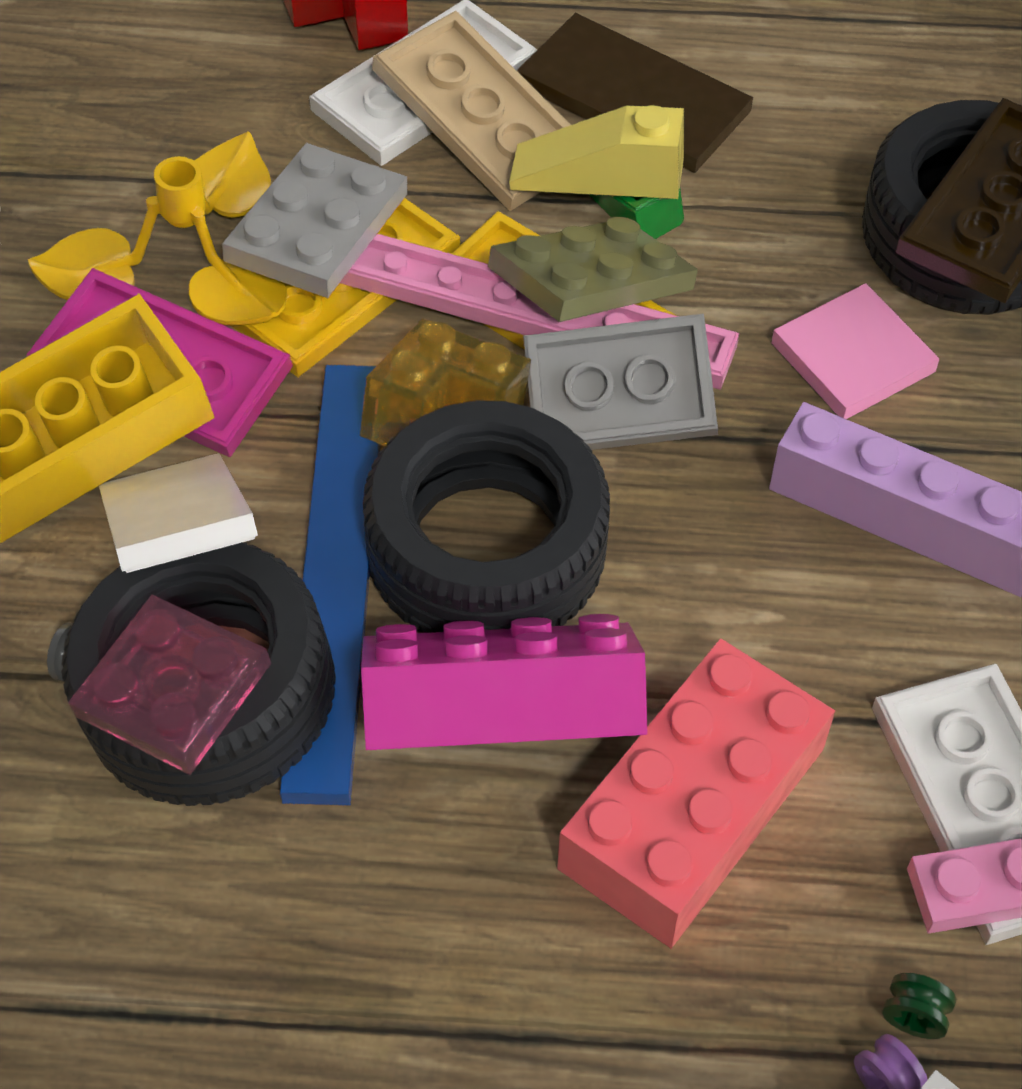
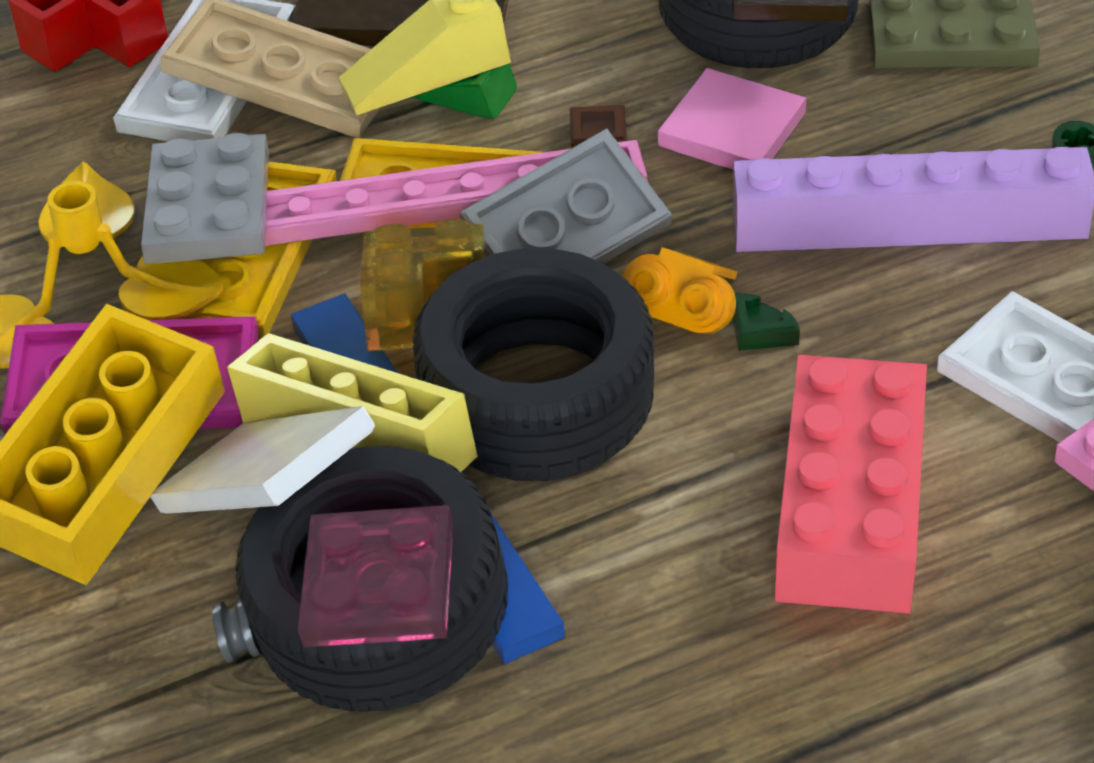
camera: 25 degrees left, 10 degrees down
(293, 496) = (296, 379): none -> light yellow brick
(502, 683) = (643, 466): dark pink brick -> none
(592, 268) = (478, 140): olive plate -> none
(683, 508) = (684, 290): none -> light orange bracket
(724, 300) = (593, 119): none -> reddish brown tile
(736, 577) = (762, 325): none -> dark green tile

